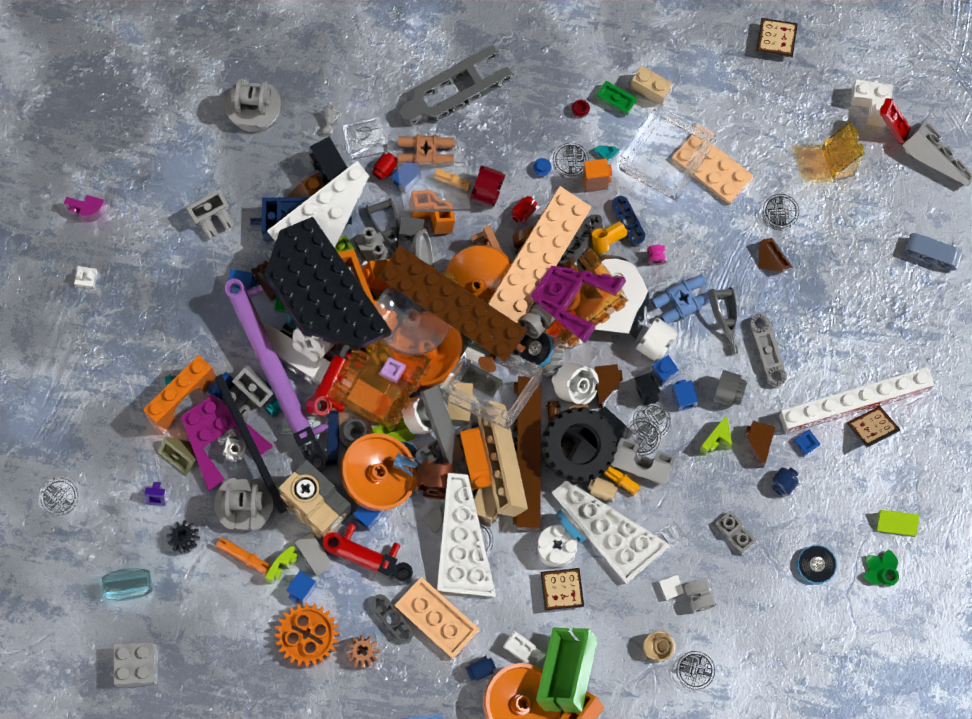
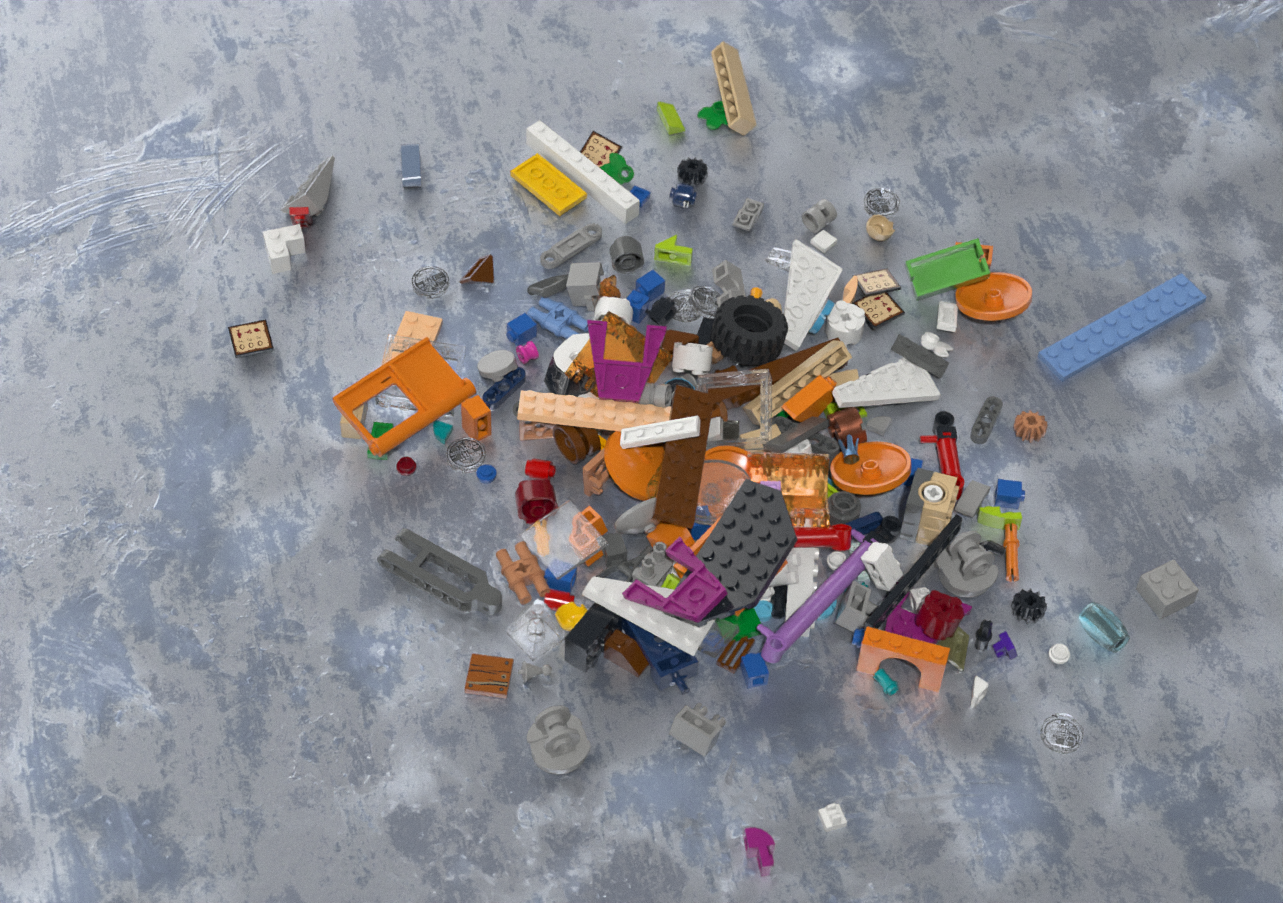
camera: 120 degrees left, 20 degrees down
(128, 448) = (979, 691): none -> white slope
(128, 537) = (1059, 654): none -> white plate
(171, 477) = (983, 635): none -> black axle
(202, 453) = (940, 615): none -> dark red brick
(258, 540) = (993, 547): none -> black arm
(276, 428) = (882, 566): none -> white brick
(298, 234) = (692, 598): none -> magenta wing
(298, 650) = (1059, 470): orange gear -> none
(344, 86) = (489, 676): none -> dark orange tile
(363, 157) = (569, 615): none -> yellow hair
(437, 618) = (963, 386): light nougat plate -> none
(479, 289) = (660, 432): none -> white tile
(480, 668) = (984, 339): dark blue brick -> none
(486, 593) = (920, 356): none -> dark grey plate
(492, 620) = (931, 342): none -> white plate
(593, 575) = (850, 290): none -> light nougat slope
(593, 604) = (877, 282): none -> piece
(604, 237) = (525, 386): light orange piece -> none
(648, 146) = (422, 378): none -> orange piece
(652, 221) = (497, 364): none -> light grey tile
(684, 260) = (521, 330): none -> blue brick
(693, 356) = (608, 287): none -> clear orange bracket
(708, 334) = (584, 284): none -> light grey plate
(759, 440) = (659, 222): reddish brown slope -> none
(809, 497) = (692, 171): none -> black gear
(817, 564) = (740, 156): black tile -> none
(843, 152) = (352, 242): clear yellow slope -> none
(845, 431) = (615, 168): none -> green plate
(855, 365) = (548, 184): none -> yellow plate
(907, 599) = (733, 88): none -> tan brick

